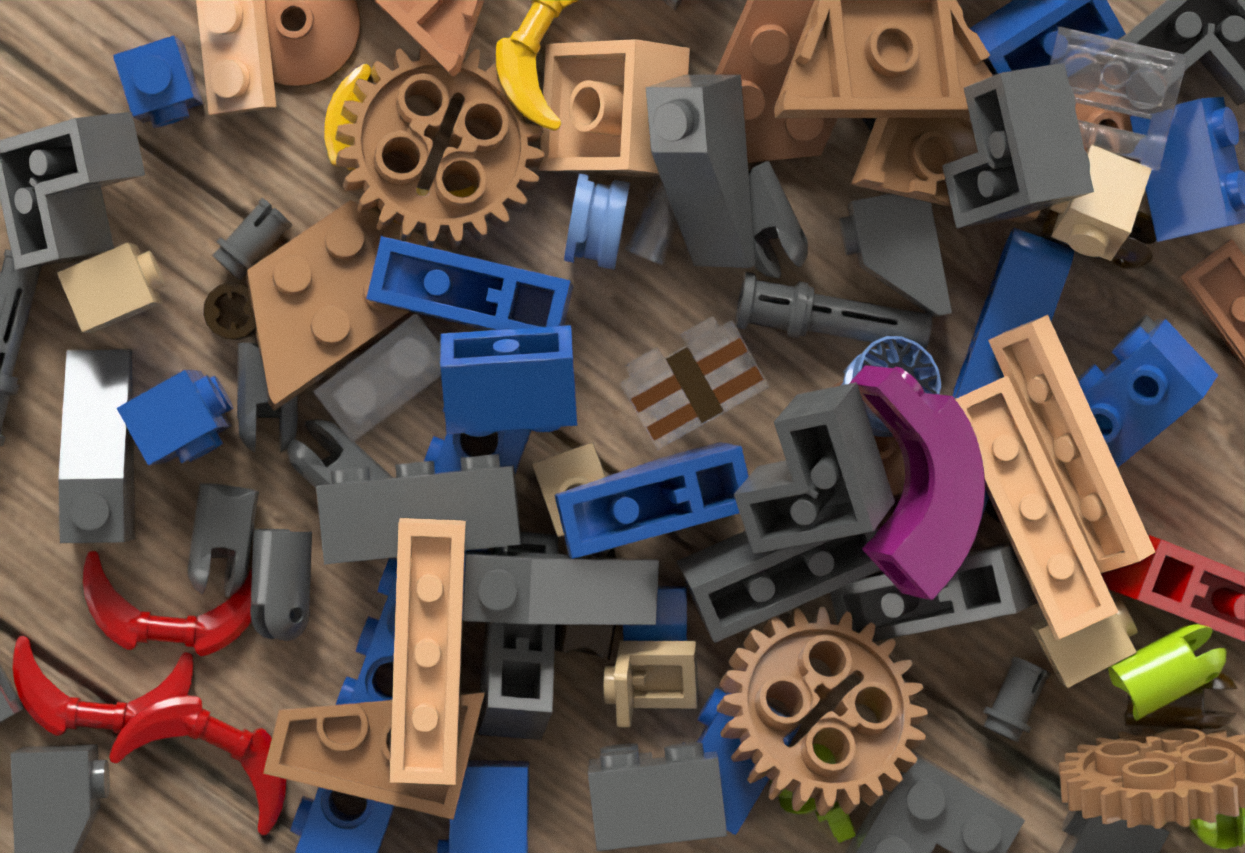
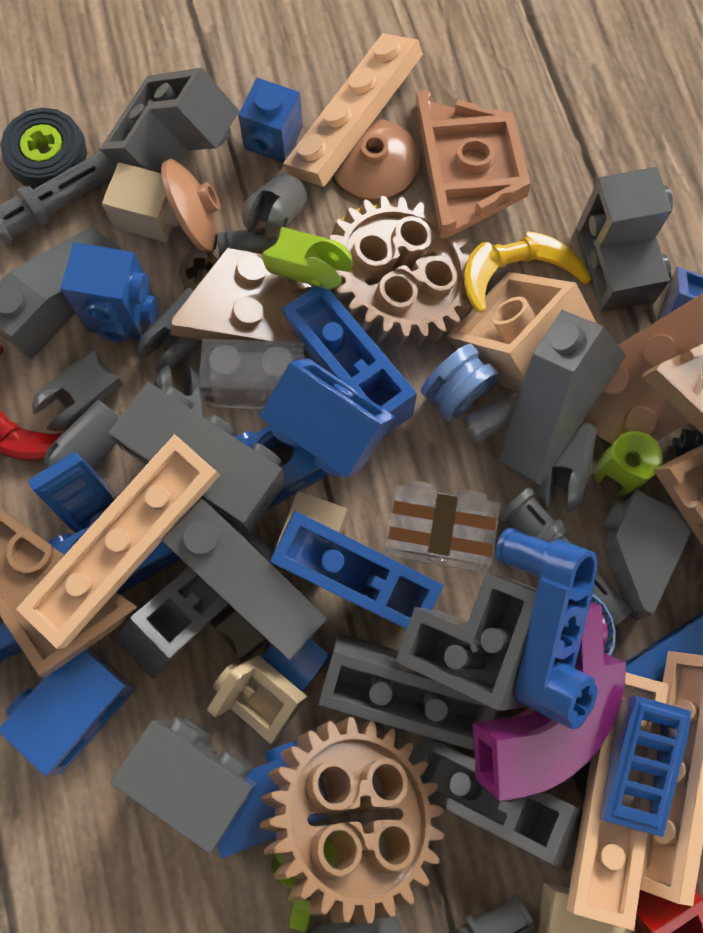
camera: 40 degrees right, 15 degrees down
(169, 254) = (191, 204): none -> nougat dish
(249, 174) = (276, 203): none -> dark grey piece
(328, 637) = (73, 491): none -> blue slope
(349, 229) = (308, 259): none -> lime piece
(823, 178) = (629, 461): none -> lime piece
(868, 421) = (562, 602): none -> blue beam
(1043, 436) = (666, 768): none -> blue slope

